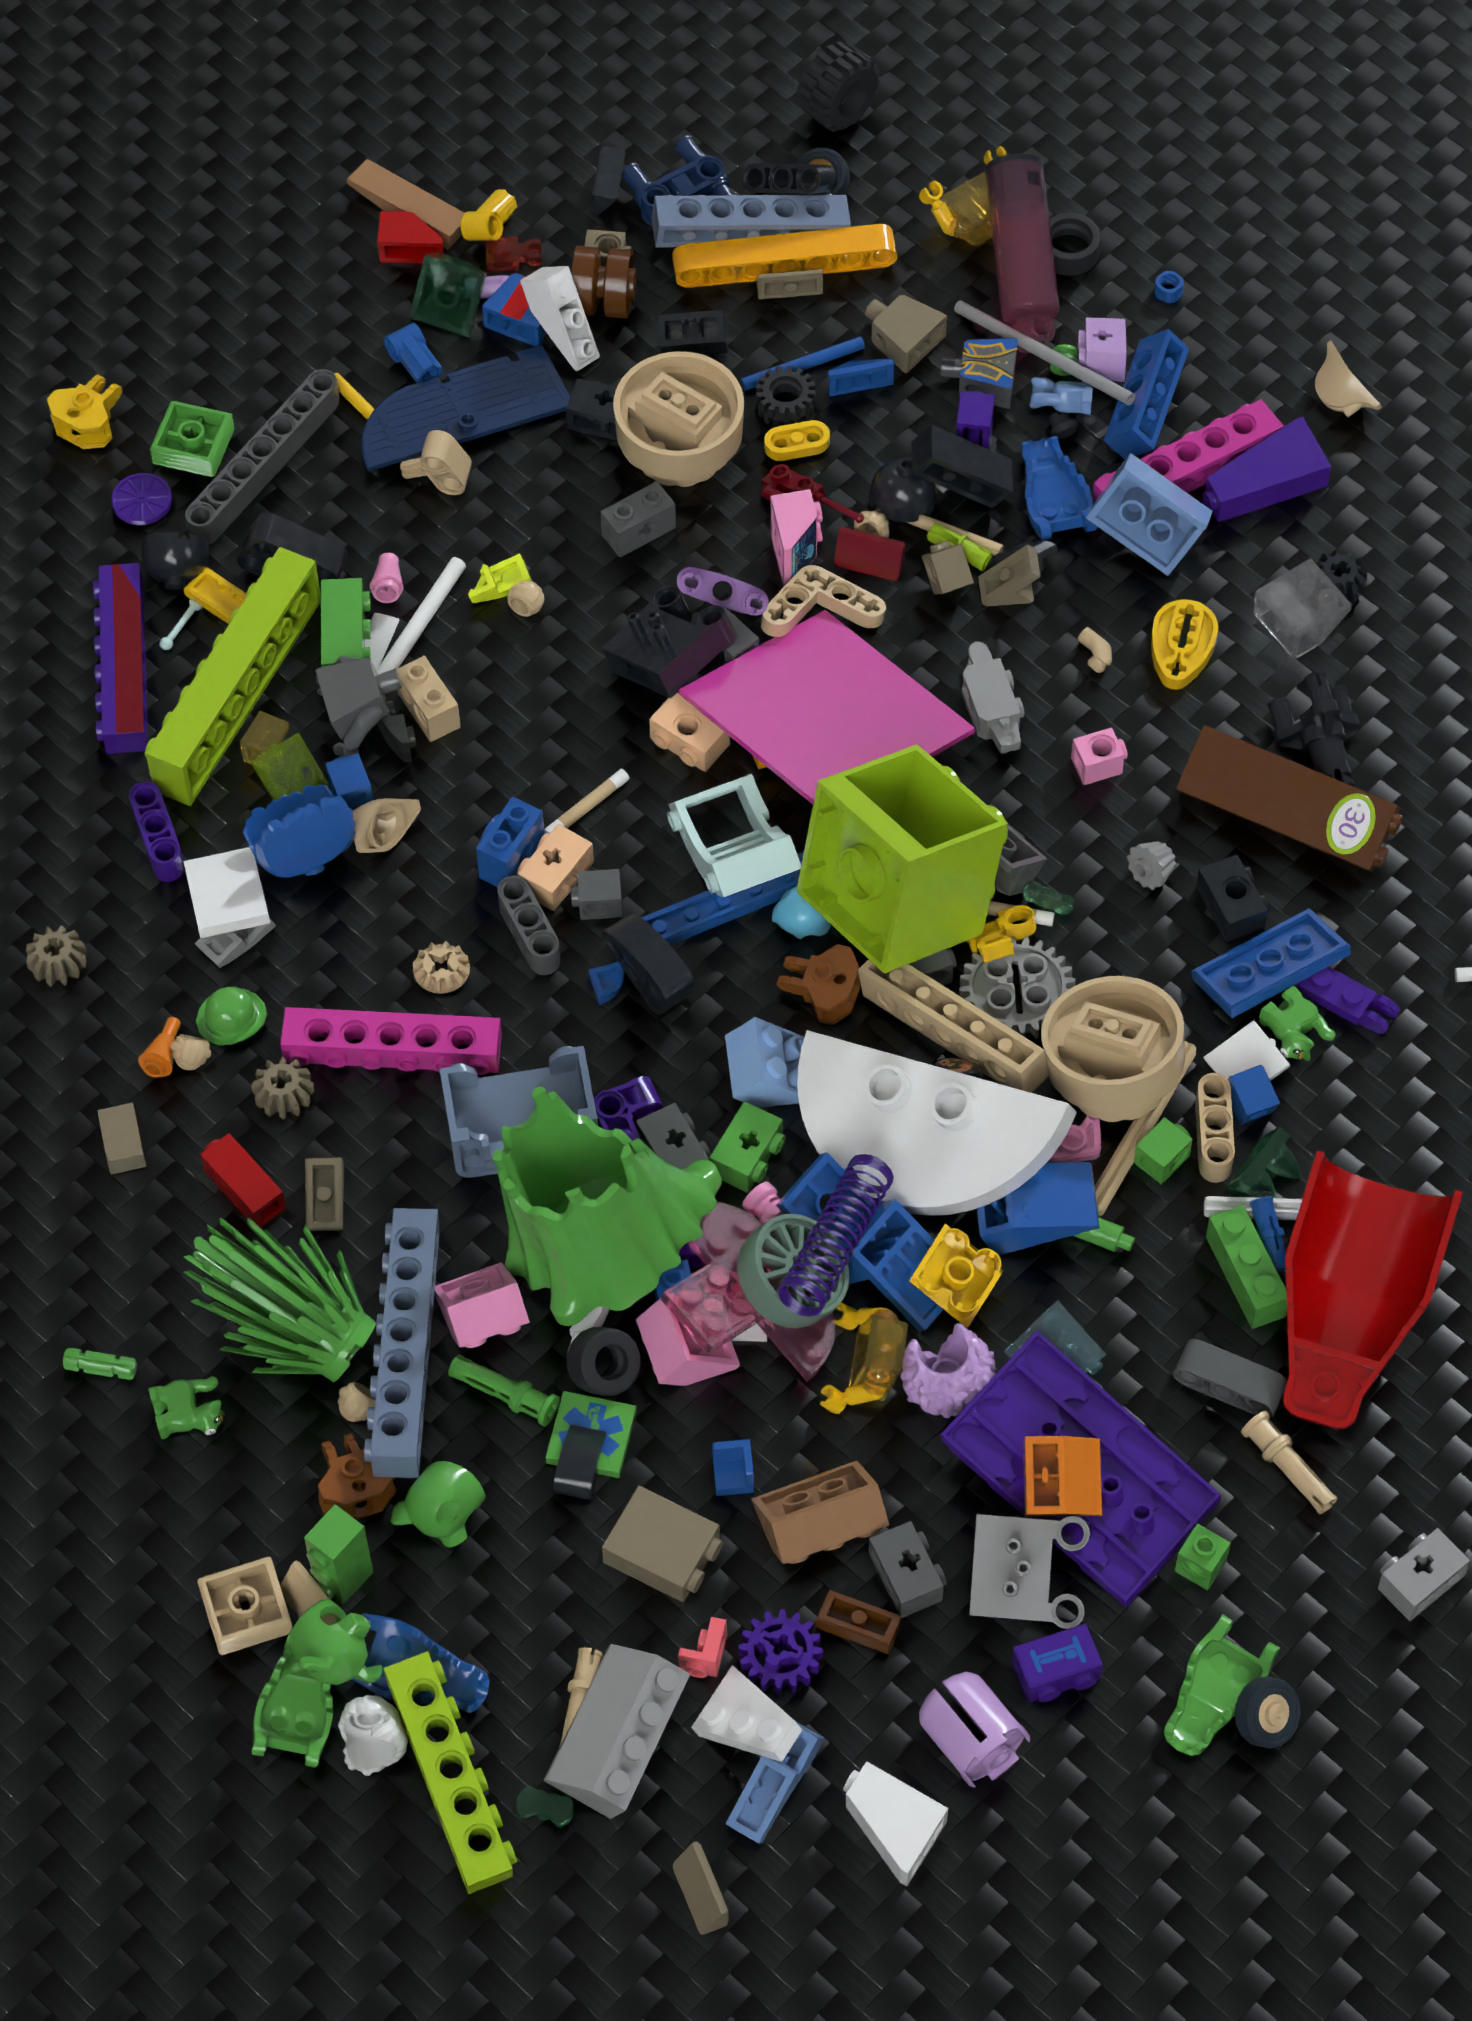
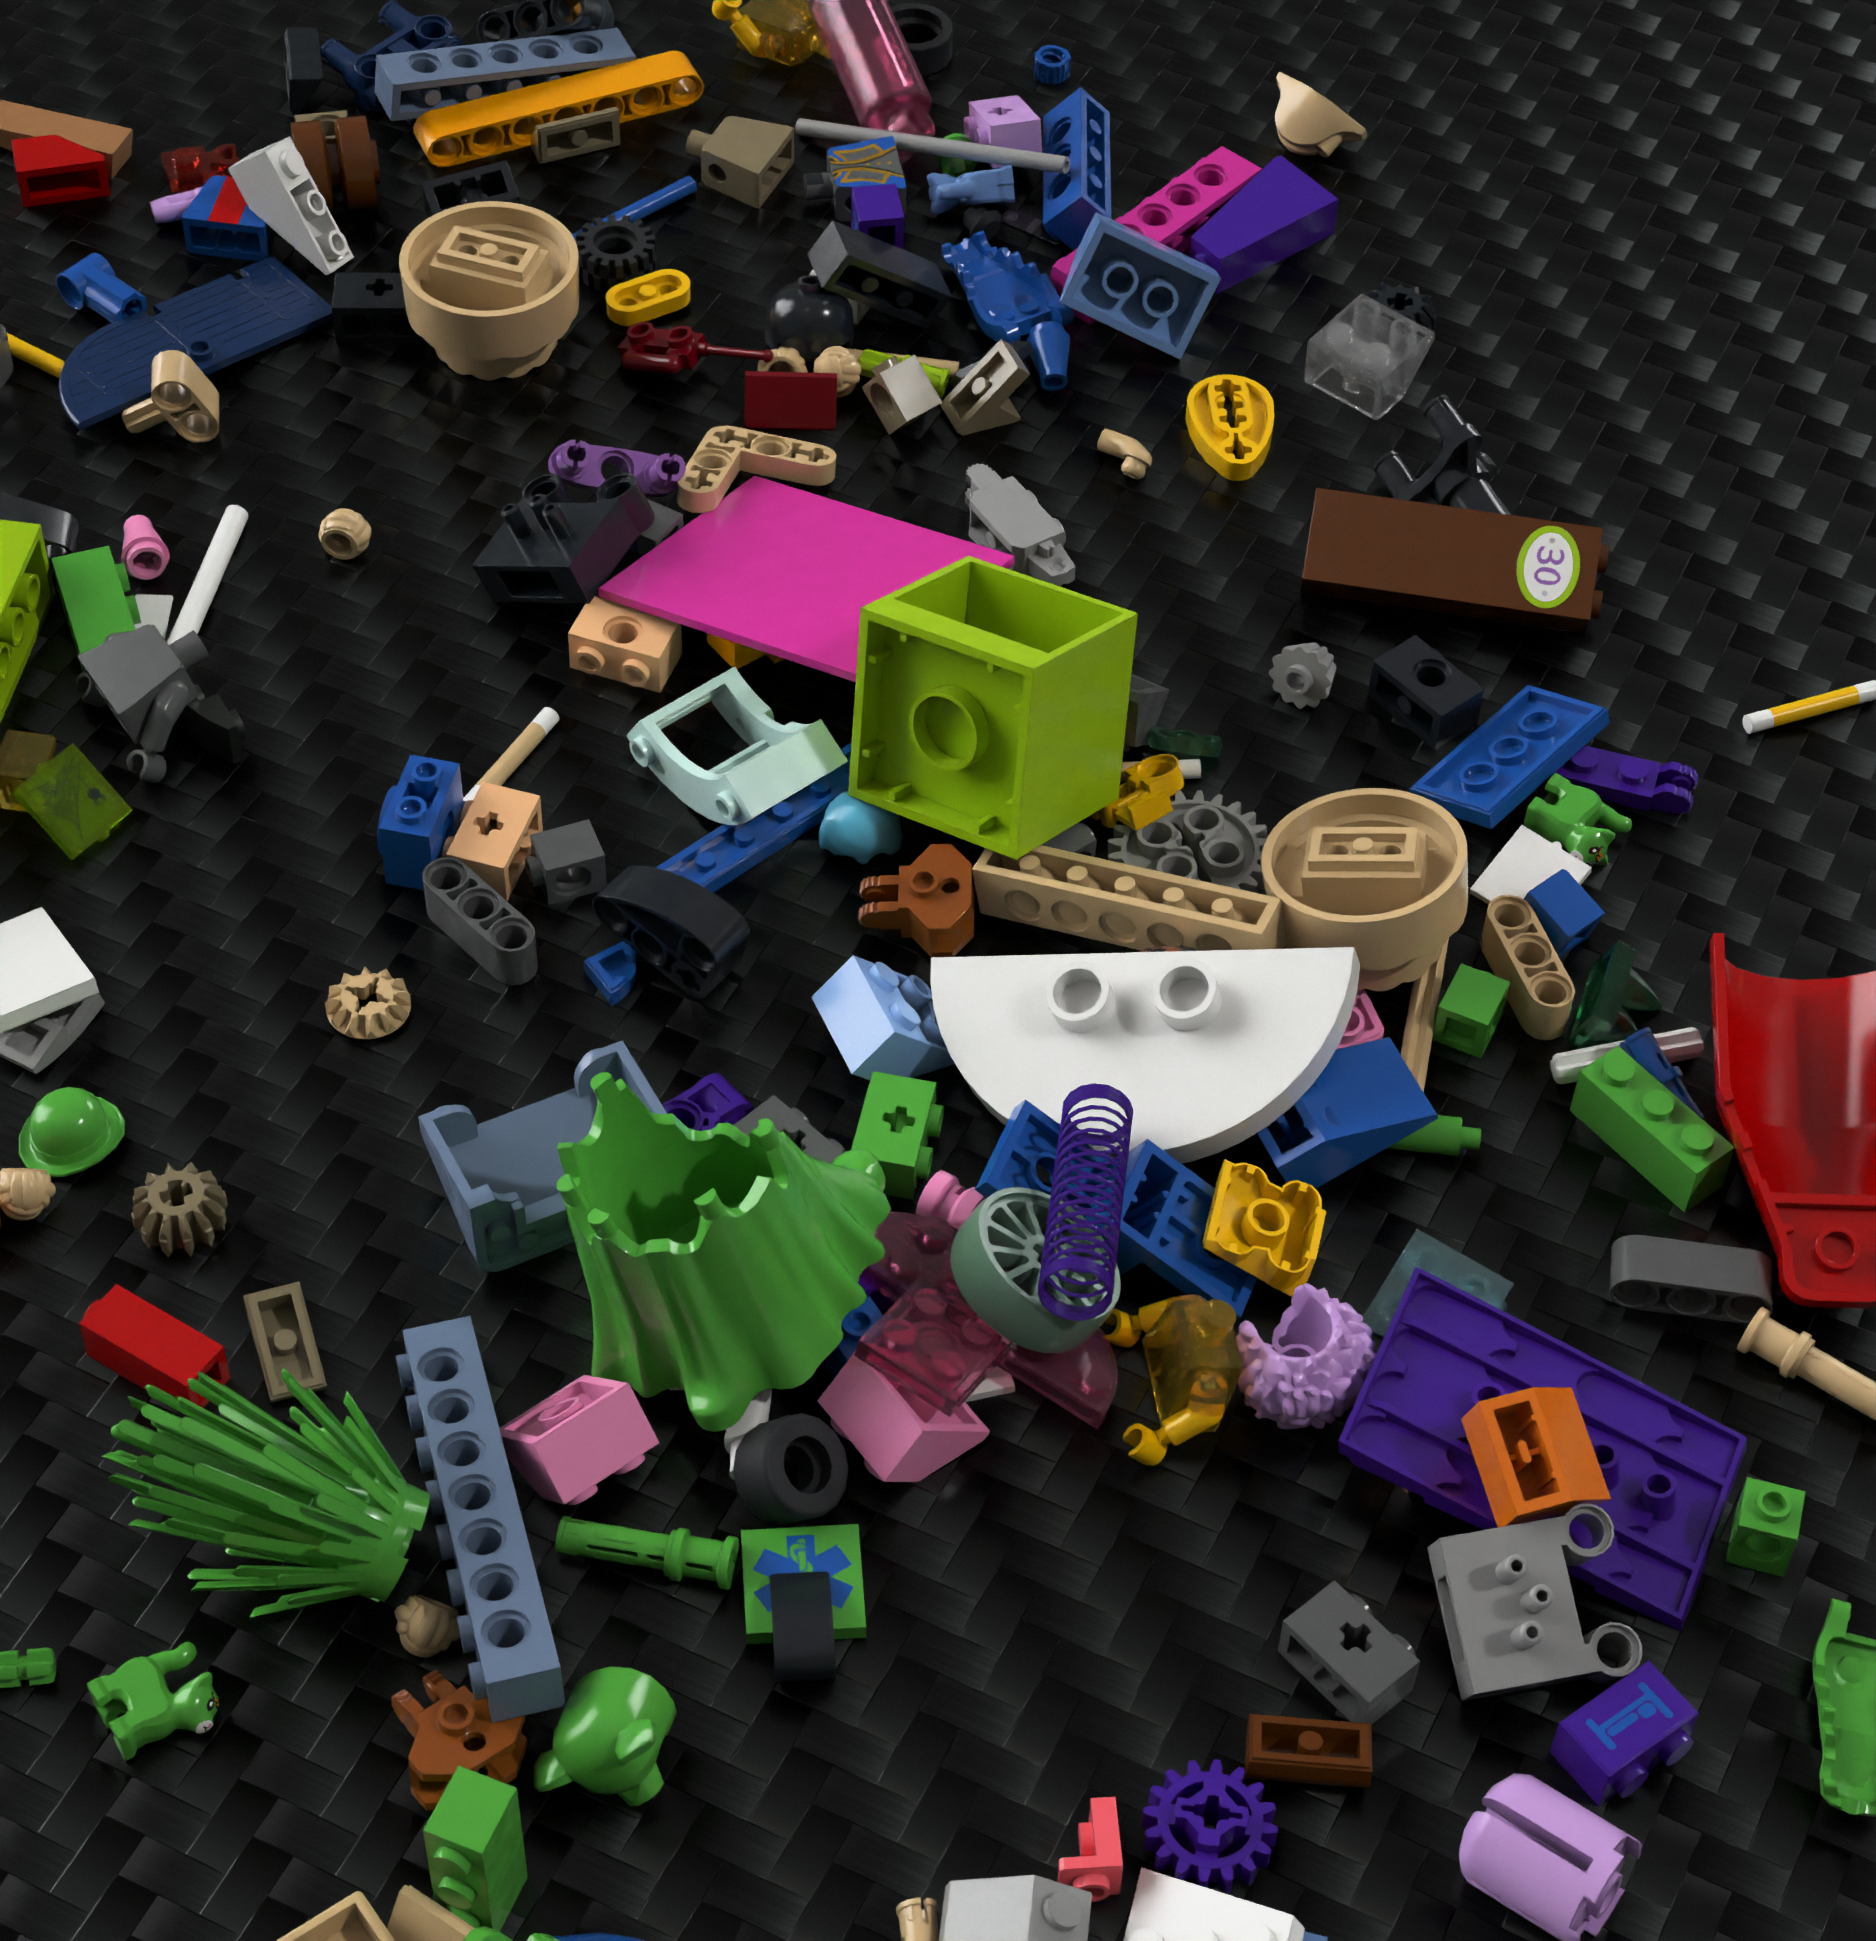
camera: 20 degrees left, 10 degrees down
(300, 832) = (112, 866): blue animal -> none
(349, 780) = (163, 799): blue brick -> none
(375, 1029) = (319, 1109): dark pink brick -> none
(383, 823) = (225, 835): tan hat -> none
(428, 699) = (247, 675): tan brick -> none
(448, 293) = (130, 216): clear green slope -> none
(488, 220) = (158, 129): yellow piece -> none
(498, 579) = (298, 522): neon yellow slope -> none
(638, 519) = (469, 416): dark grey brick -> none
(662, 1544) = (971, 1714): dark tan brick -> none
(733, 1467) = (1037, 1574): blue panel -> none
(795, 531) = (684, 385): bright pink slope -> none
(821, 1512) = (1192, 1606): medium nougat slope -> none
(860, 376) = (706, 215): blue slope -> none
(912, 534) = (839, 361): none -> tan piece
(1070, 554) = (1050, 354): none -> blue cone
(1093, 767) = (1181, 566): bright pink brick -> none

